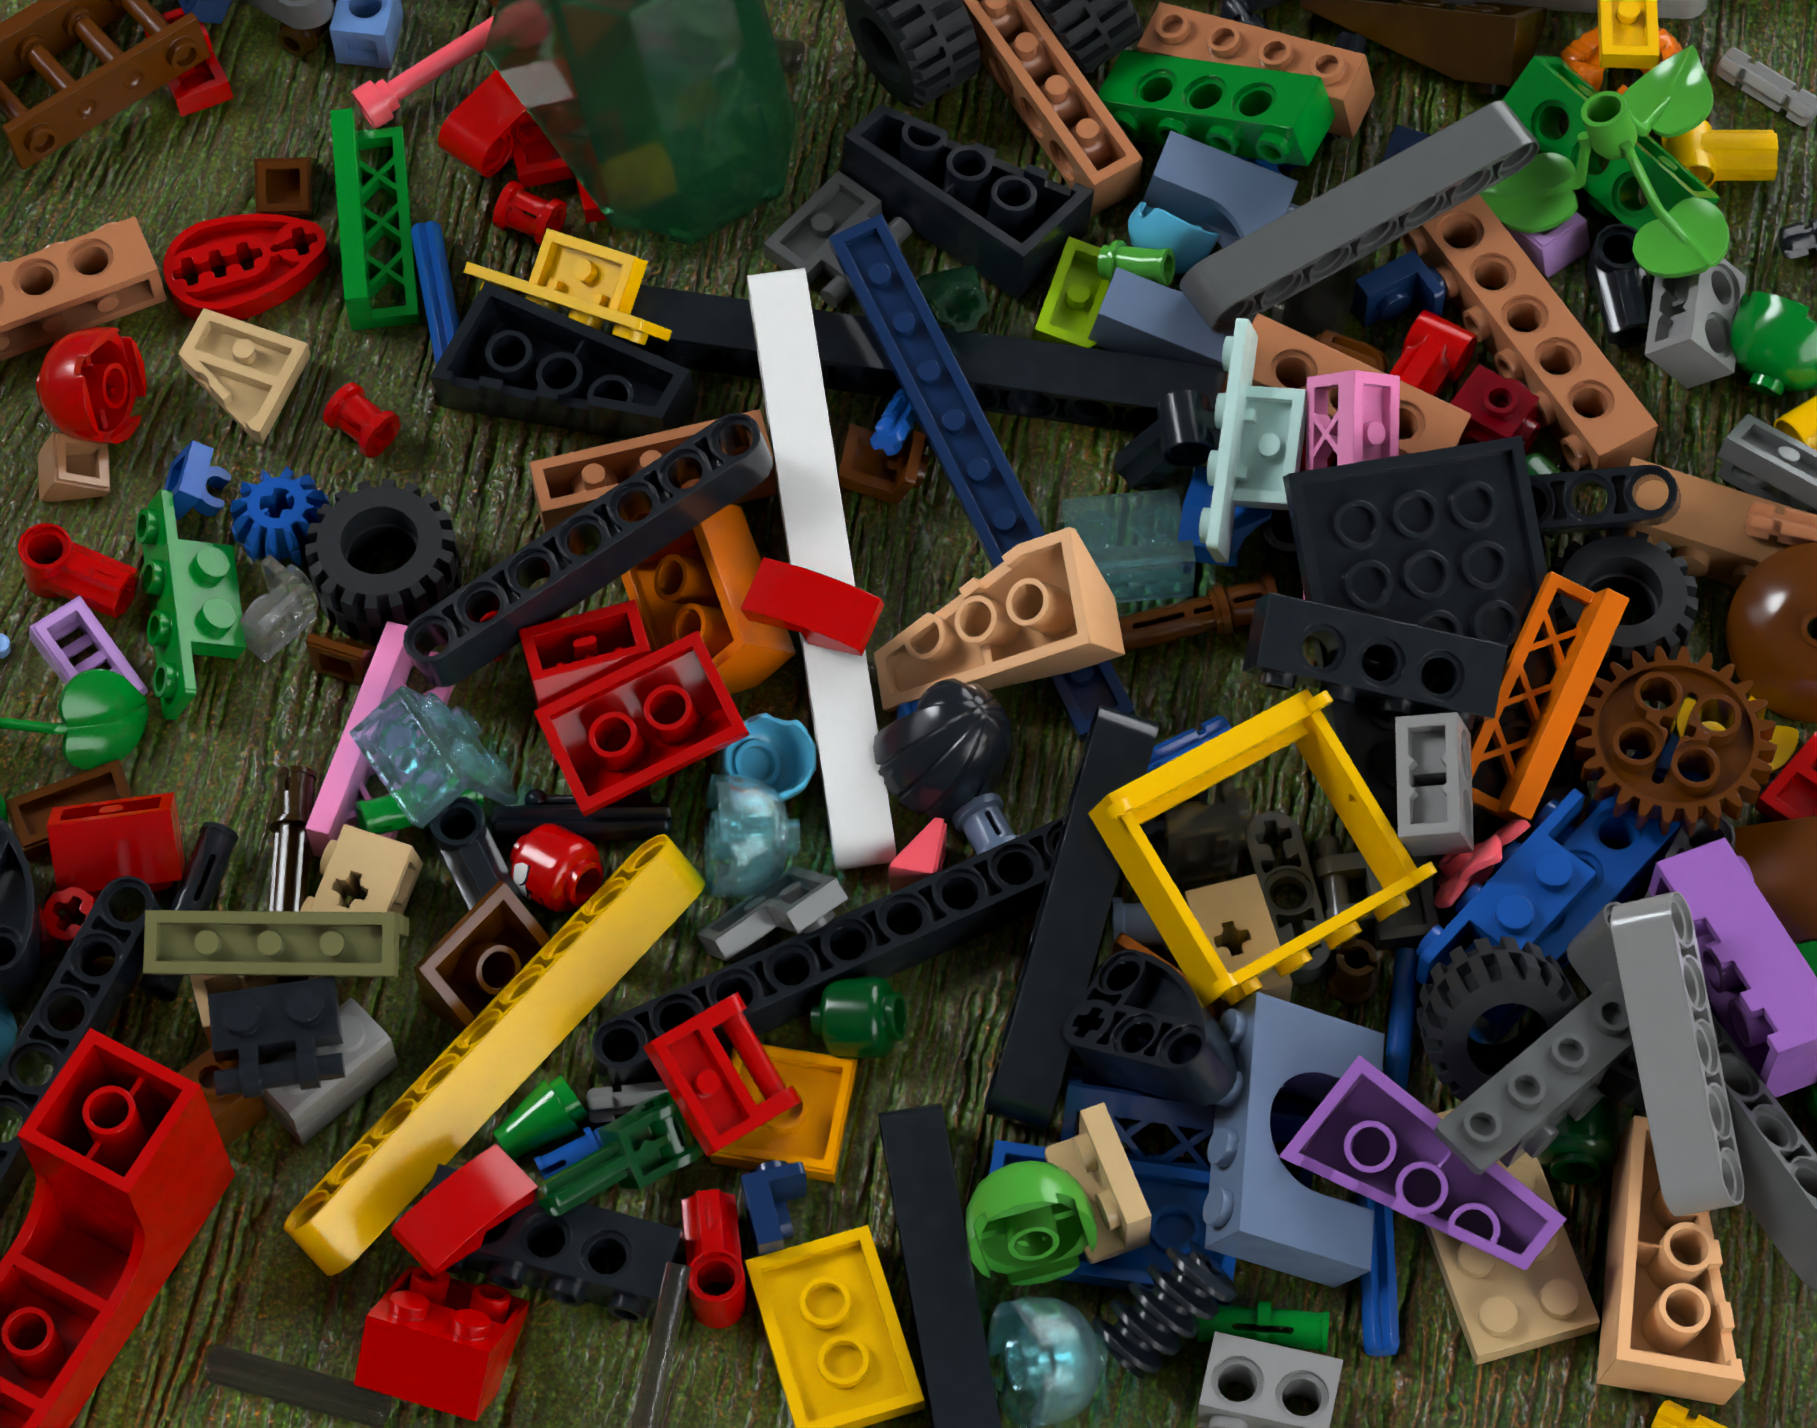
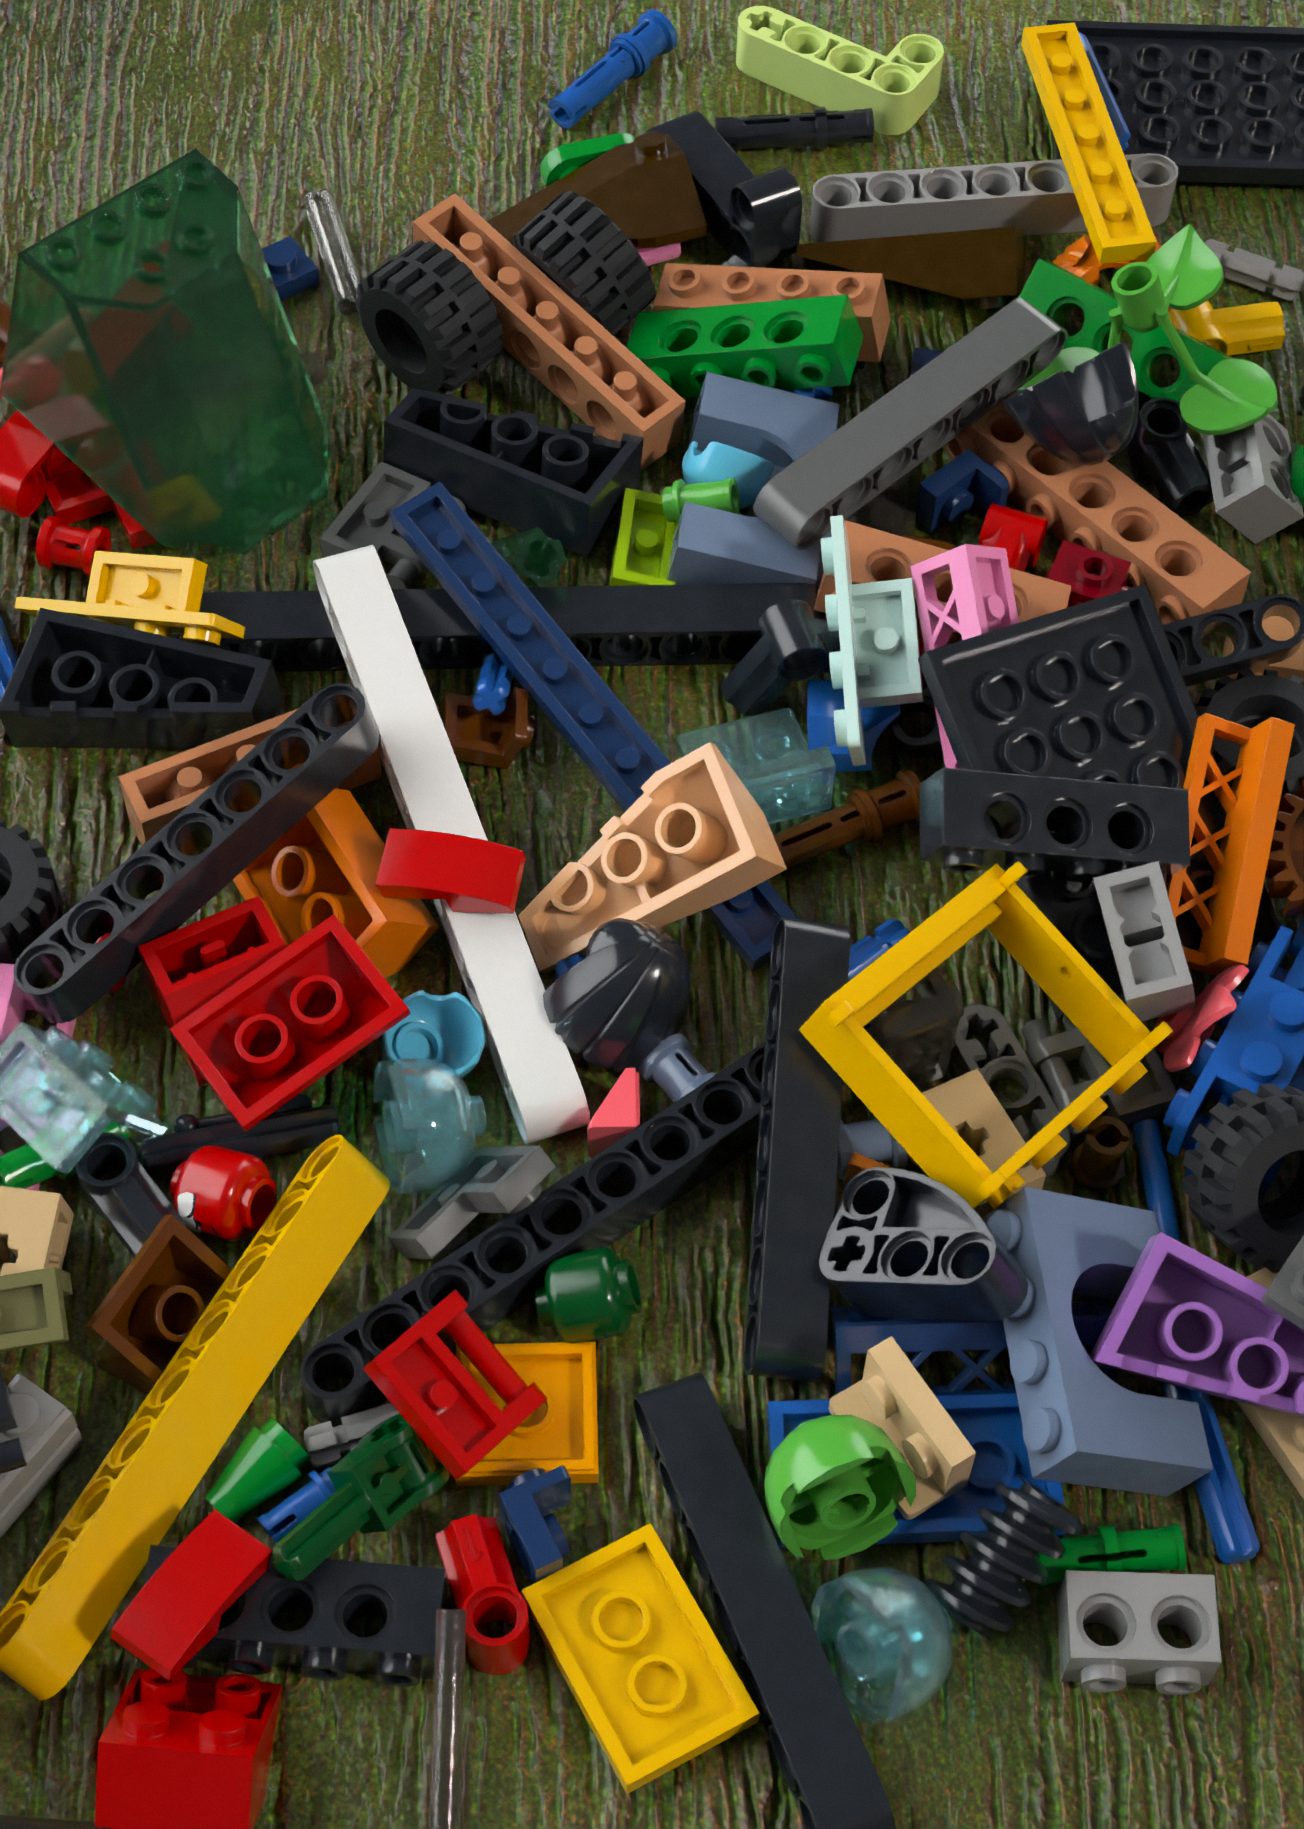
camera: 15 degrees left, 5 degrees down
(1528, 233) = (1082, 413): none -> black hair

